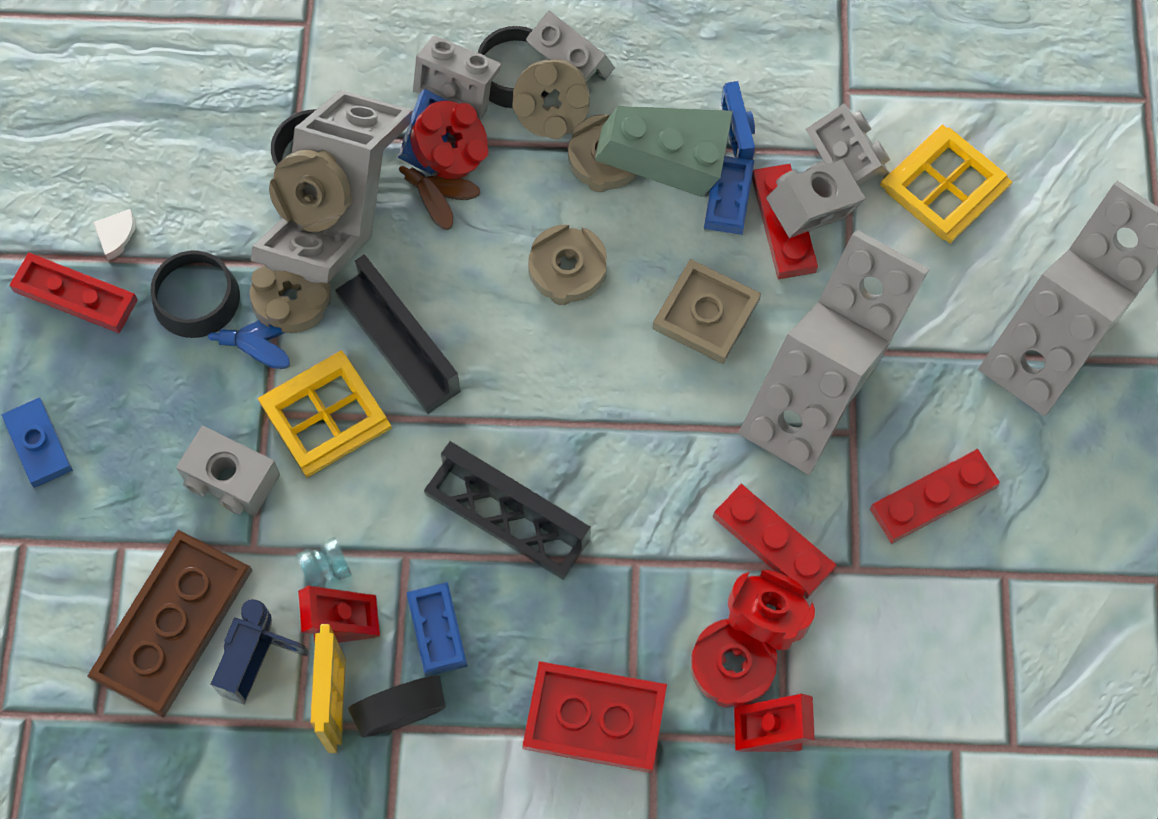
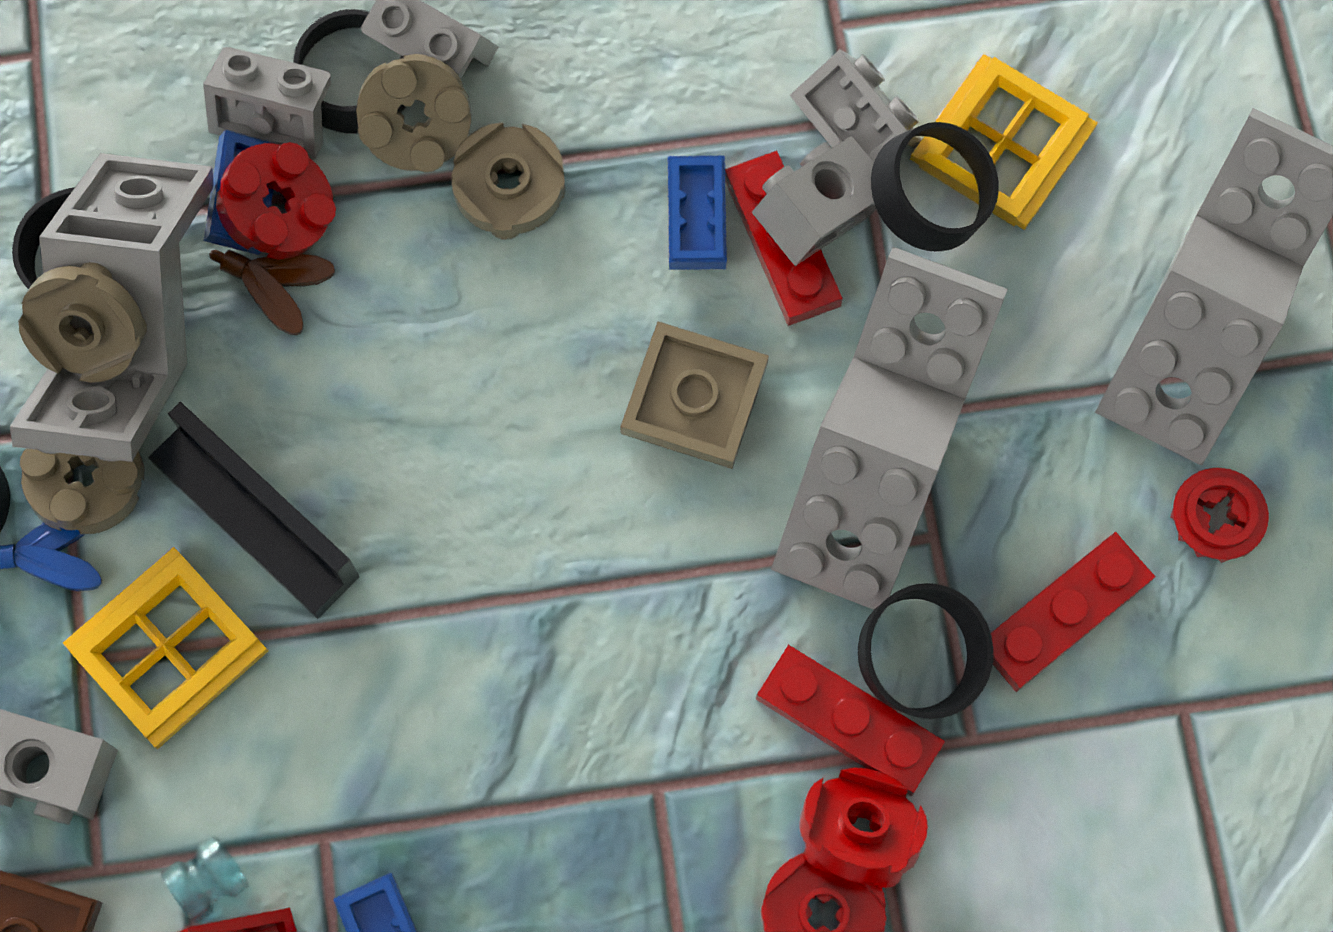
camera: 10 degrees left, 5 degrees up
(517, 498) = (469, 726): black fence -> none
(573, 284) = (483, 325): dark tan plate -> none
(667, 145) = (595, 157): sand green wedge -> none
(742, 122) = (692, 101): blue plate -> none
(866, 214) = (900, 214): none -> black tyre
(866, 486) = (978, 648): none -> black tyre
(1047, 432) = (1245, 508): none -> red gear

